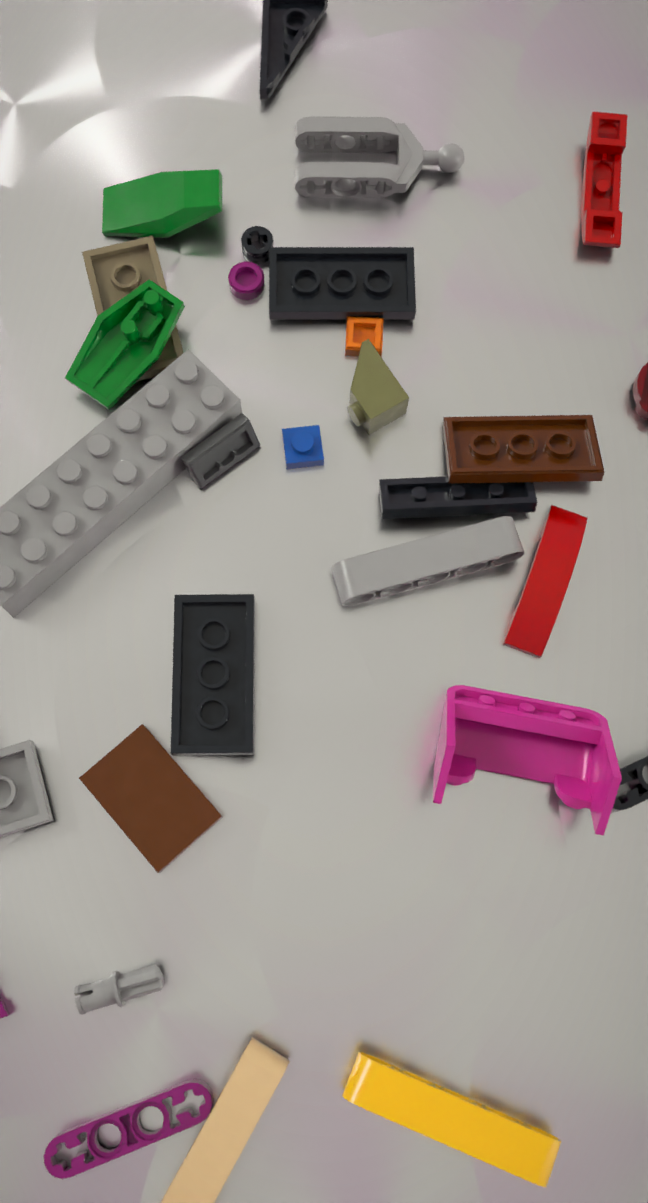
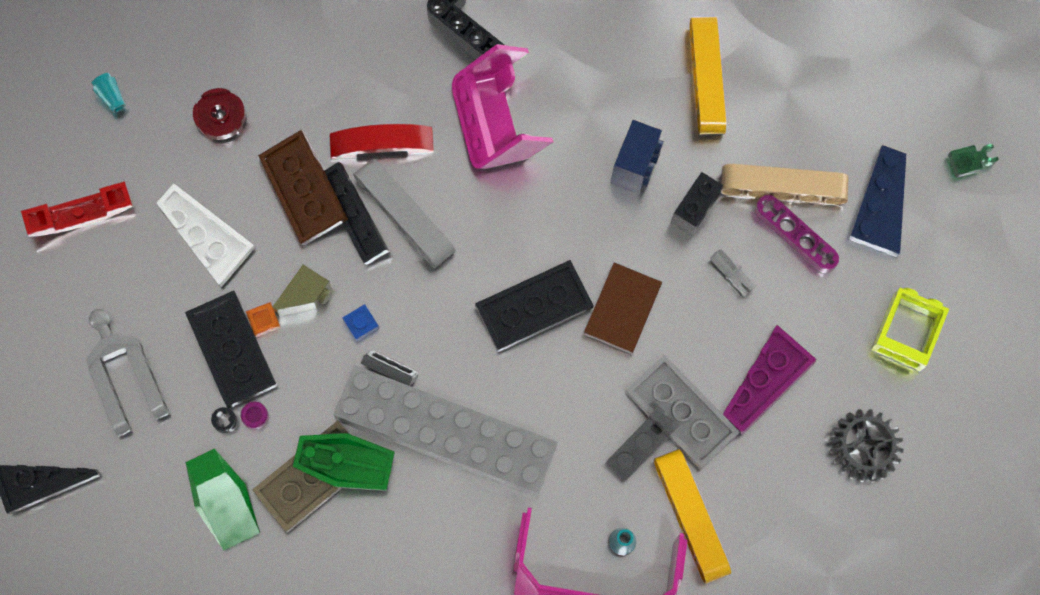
camera: 115 degrees left, 0 degrees up
(247, 987) = (696, 203): none -> black brick
(360, 926) = (637, 157): none -> dark blue brick
(499, 316) = (208, 236): none -> white wing

